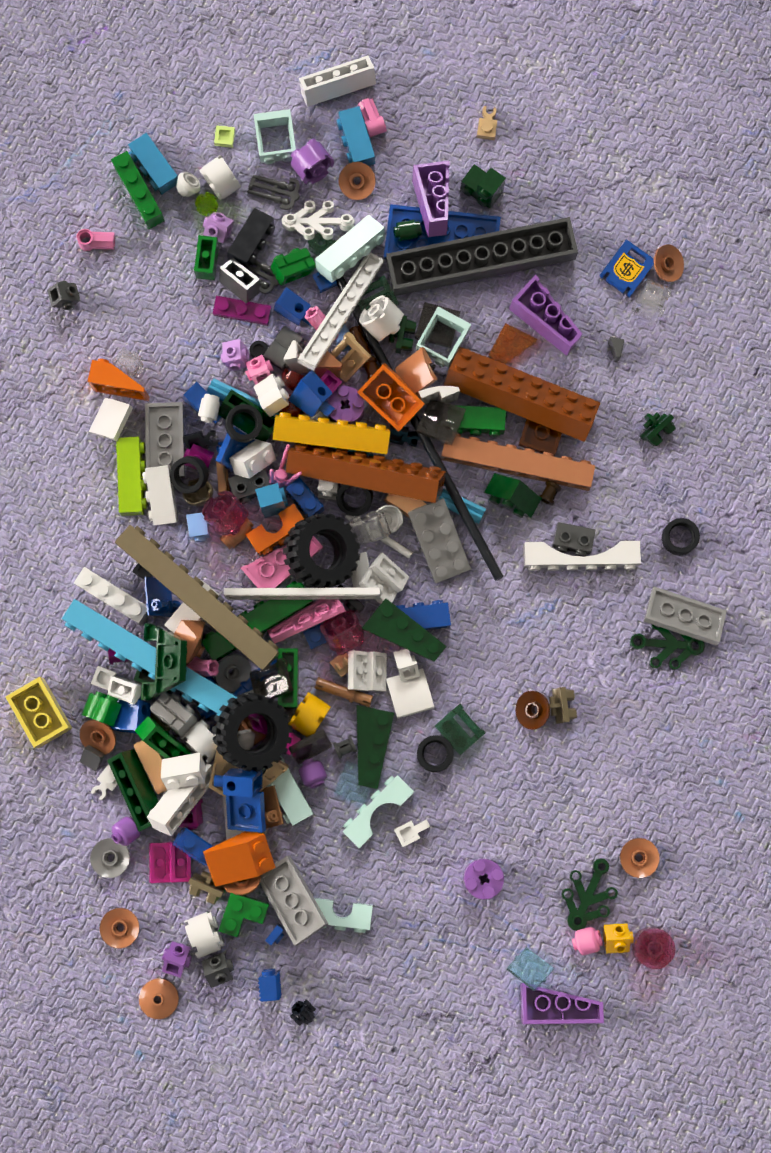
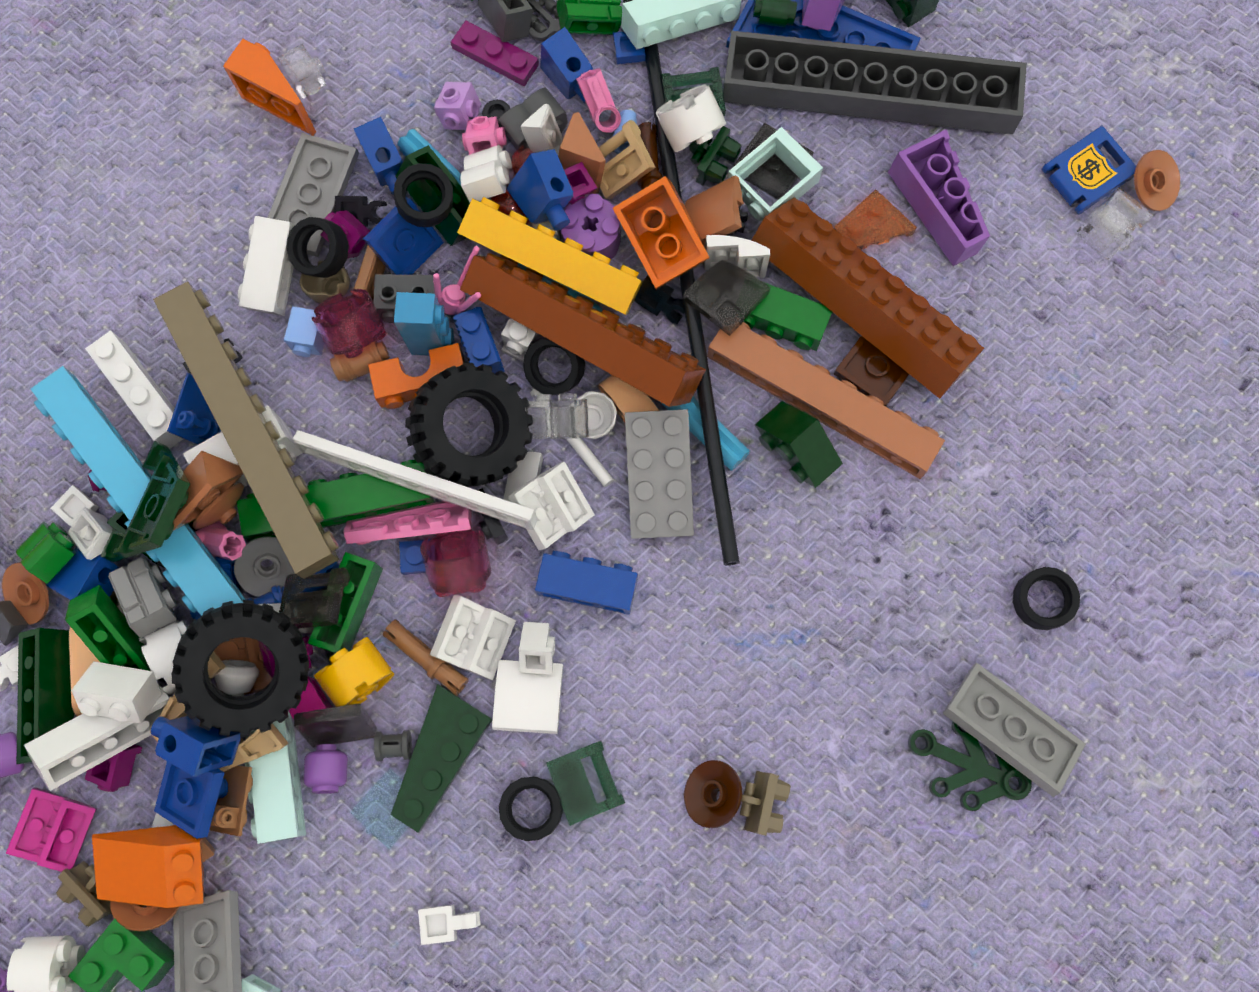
camera: 25 degrees right, 5 degrees down
(111, 419) = (244, 138): white slope -> none
(130, 476) = (248, 195): lime brick -> none
(192, 845) = (89, 814): blue brick -> none
(209, 408) = (383, 160): white brick -> none
(252, 459) = (422, 257): white brick -> none
(271, 569) = (384, 431): bright pink wing -> none
(340, 311) = (631, 90): white tile -> none
(340, 664) = (435, 612): tan tile -> none
(359, 829) = (366, 887): light aqua arch -> none
(397, 627) = (547, 590): dark green wing -> none
(540, 555) = (944, 594): white arch -> none
(550, 492) = (858, 460): dark brown bush -> none
(573, 538) = (872, 543): dark grey brick -> none
(616, 347) = (1035, 274): dark grey slope -> none
(655, 425) = (1050, 424): dark green hips -> none

